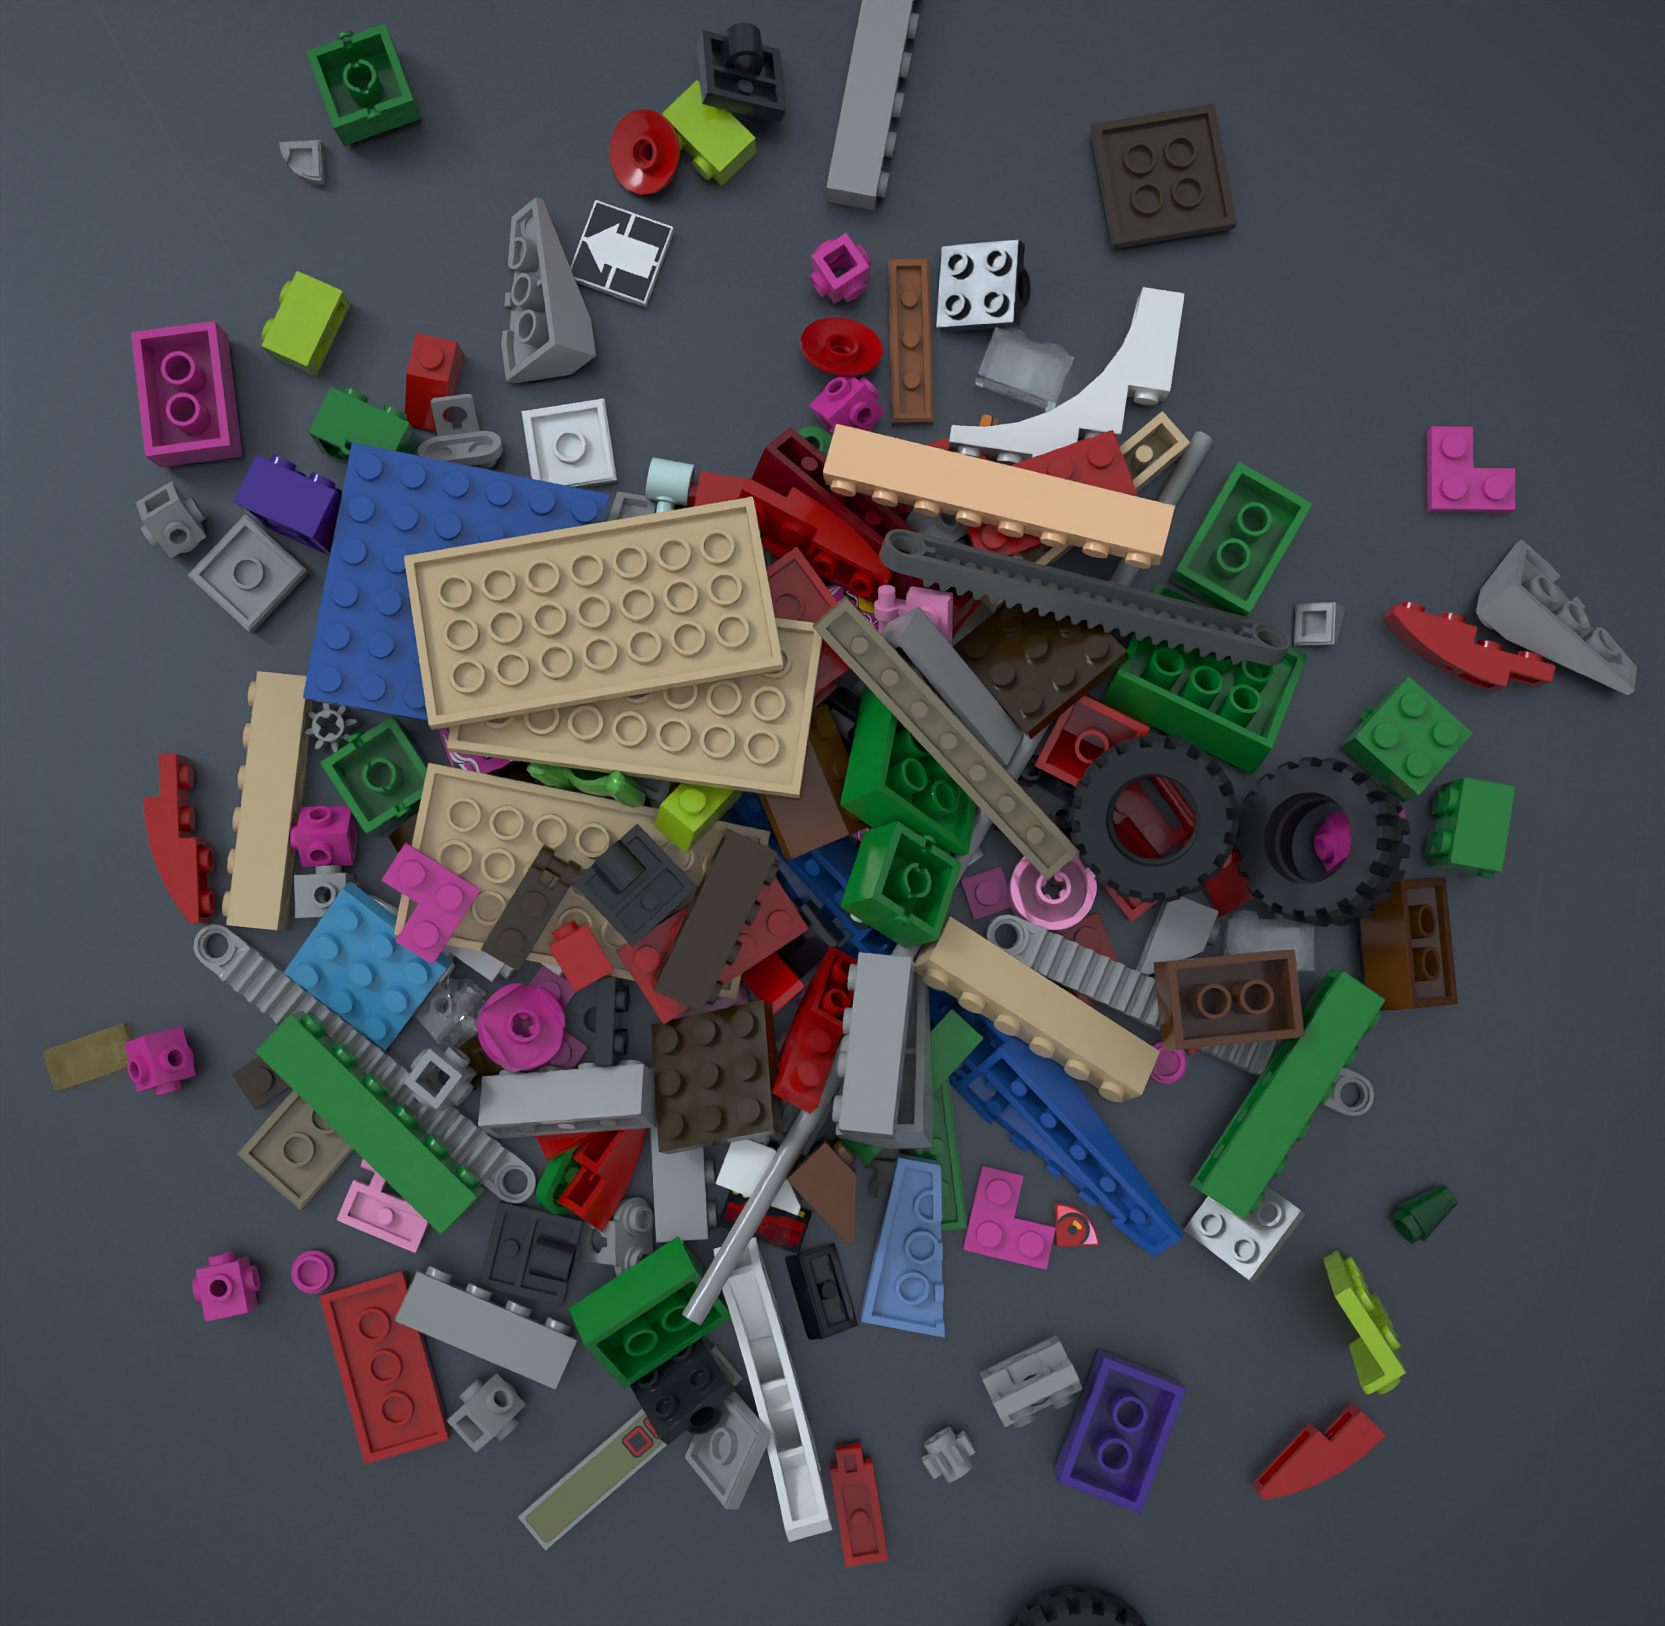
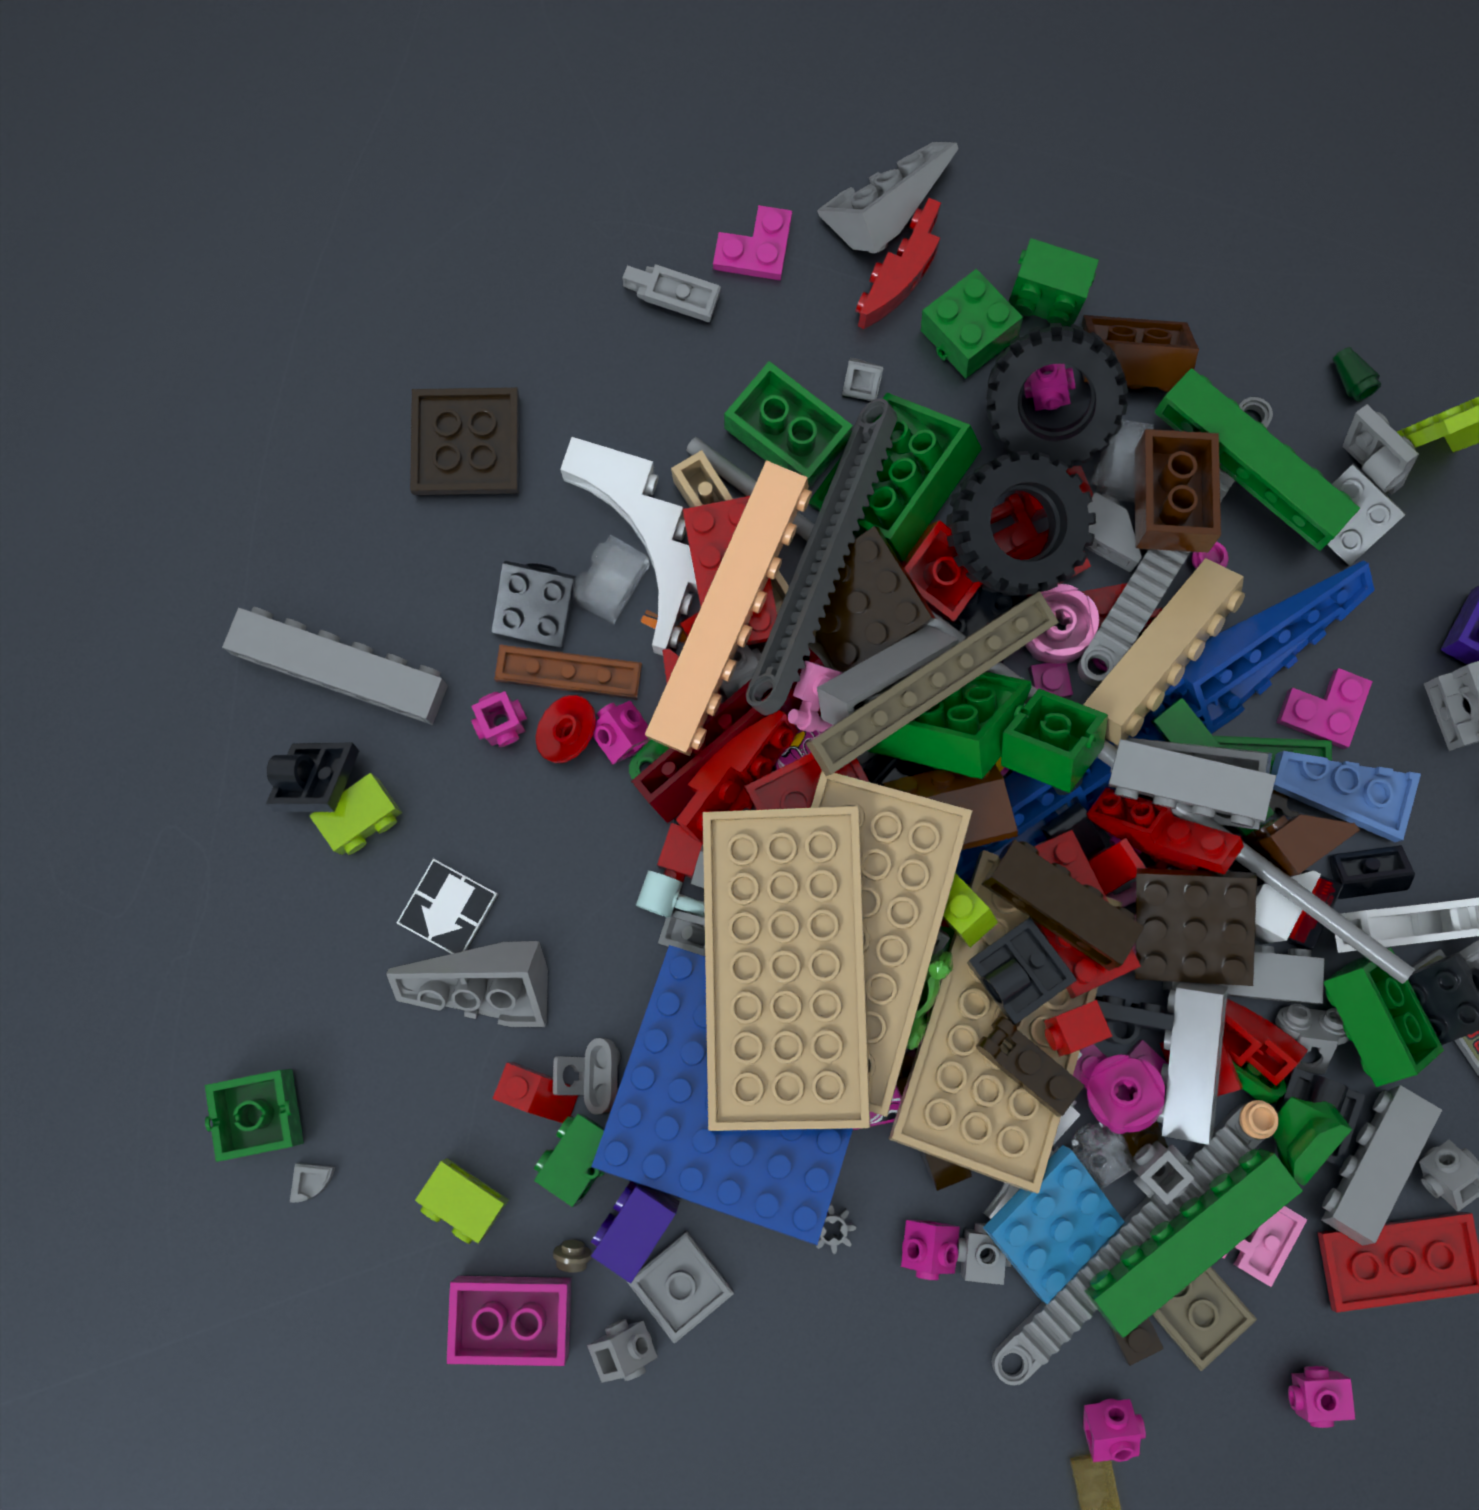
camera: 80 degrees left, 5 degrees down
(179, 859) = (929, 1388): red slope -> none
(263, 445) = (572, 1256): none -> dark tan plate
(270, 803) = (892, 1295): tan brick -> none
(313, 1271) = (1311, 1315): dark pink plate -> none
(379, 775) = (885, 1188): green brick -> none
(441, 900) = (1014, 1145): dark pink plate -> none
(504, 1237) = (1308, 1136): none -> green slope
(516, 1184) = (1258, 1119): none -> light nougat plate
(570, 444) = (611, 979): white tile -> none
(631, 151) = (362, 886): red dish -> none
(1073, 1227) = (1338, 654): tile -> none
(1315, 1254) = (1380, 450): none -> light grey plate
(1389, 386) = (673, 290): none -> light grey hinge

